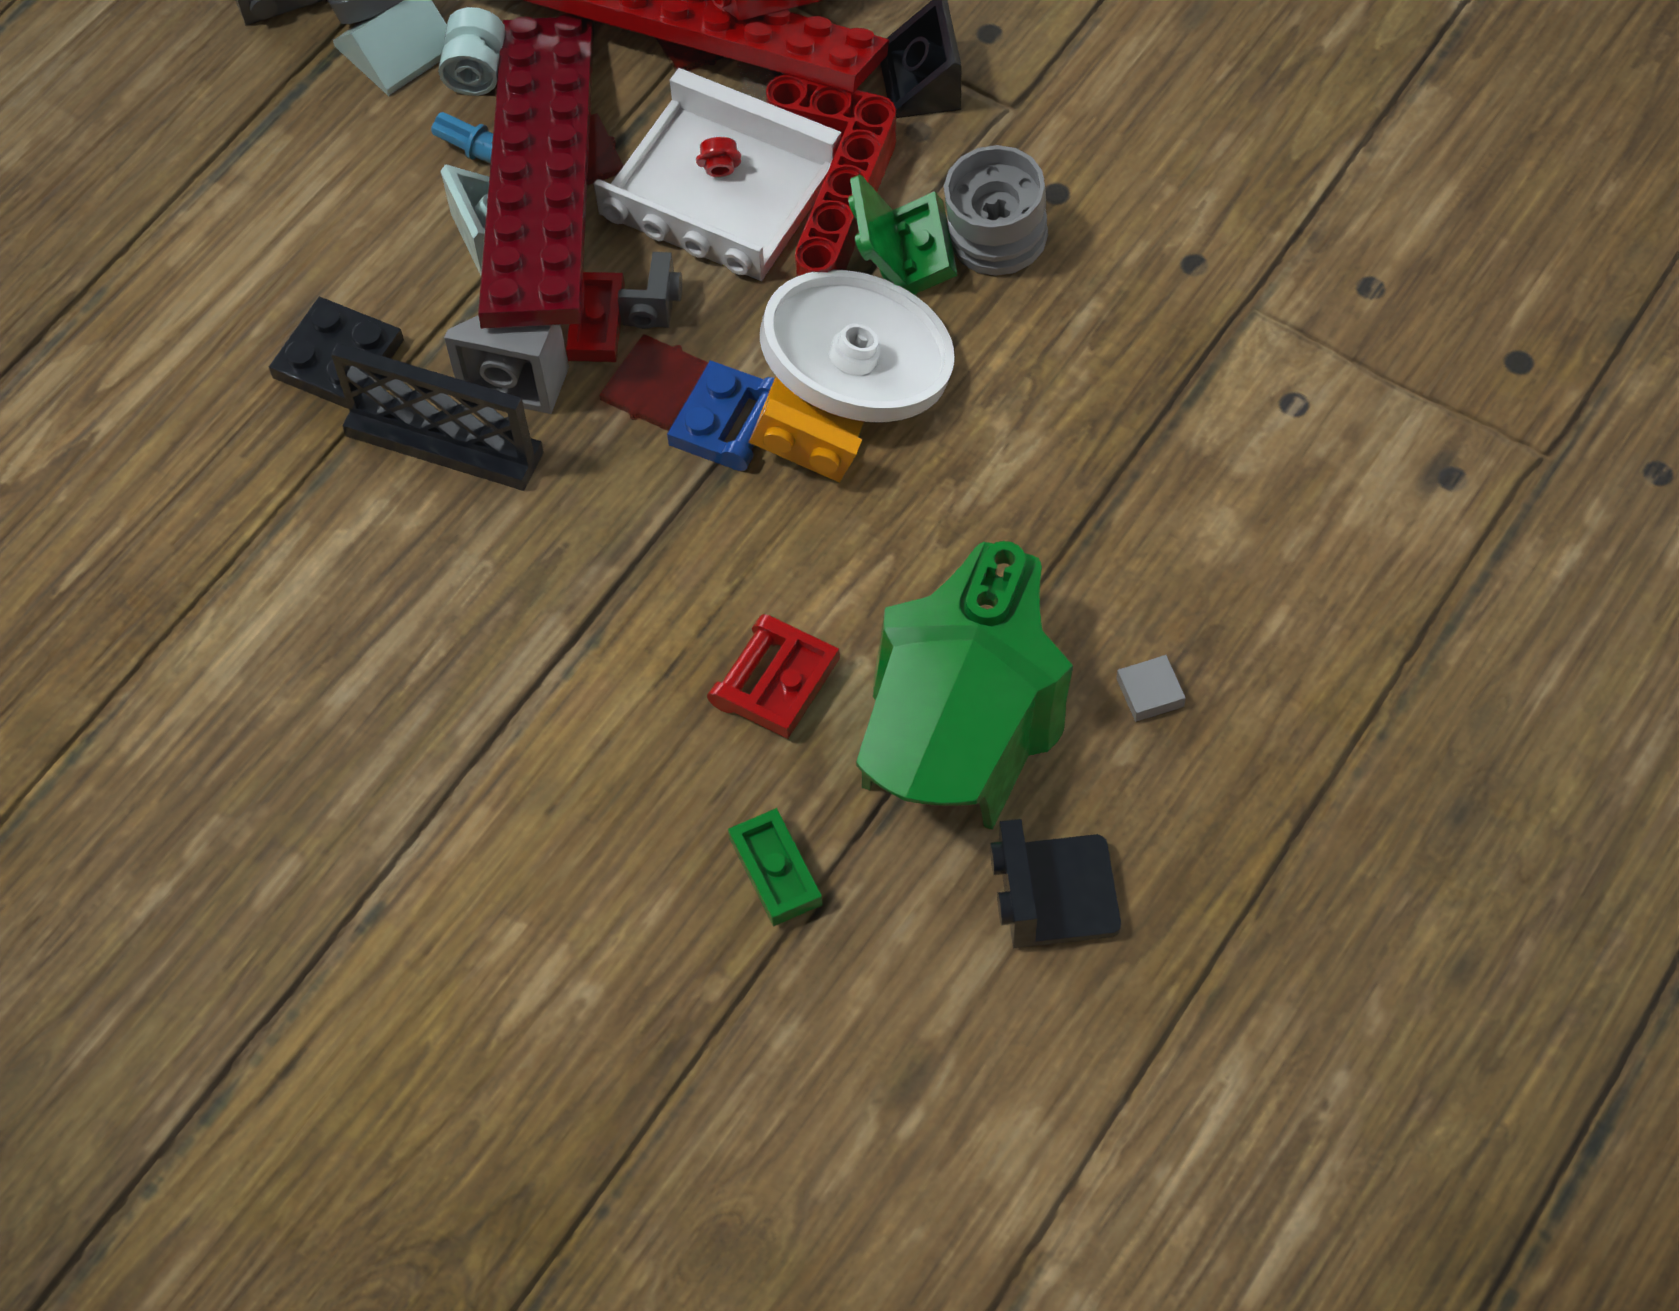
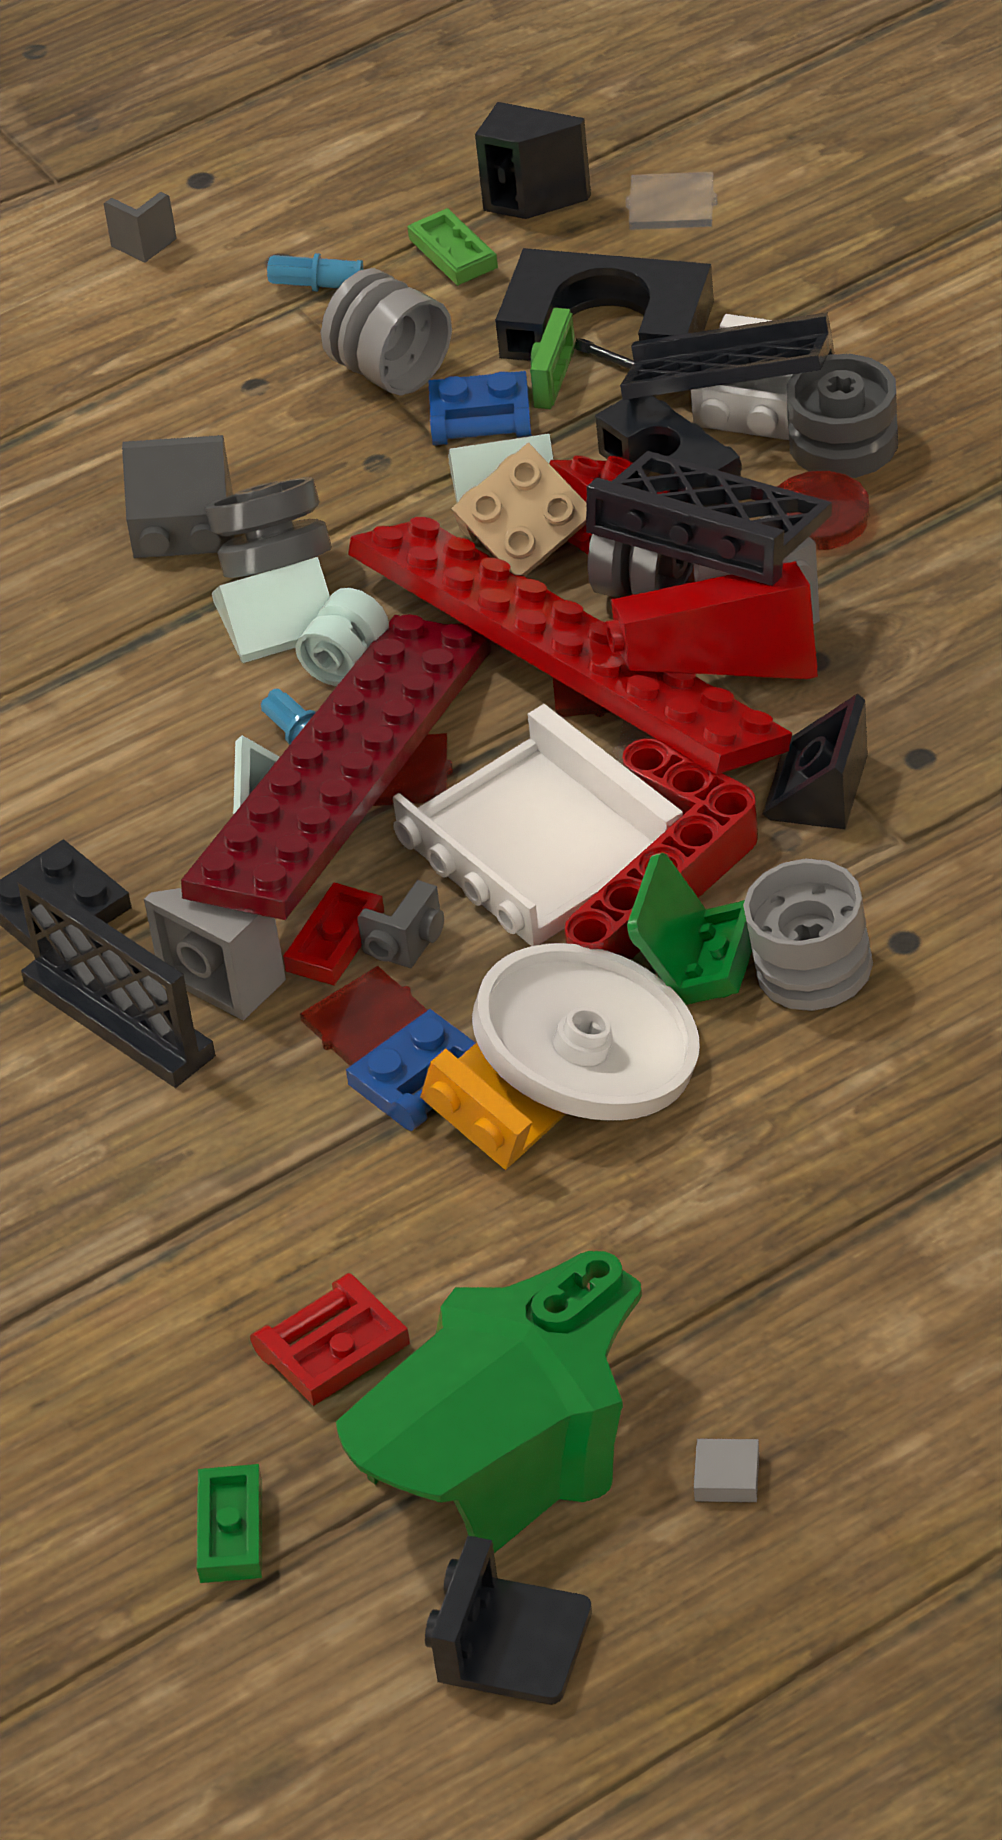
camera: 25 degrees right, 15 degrees down
(719, 156) = (546, 806): red plate -> none

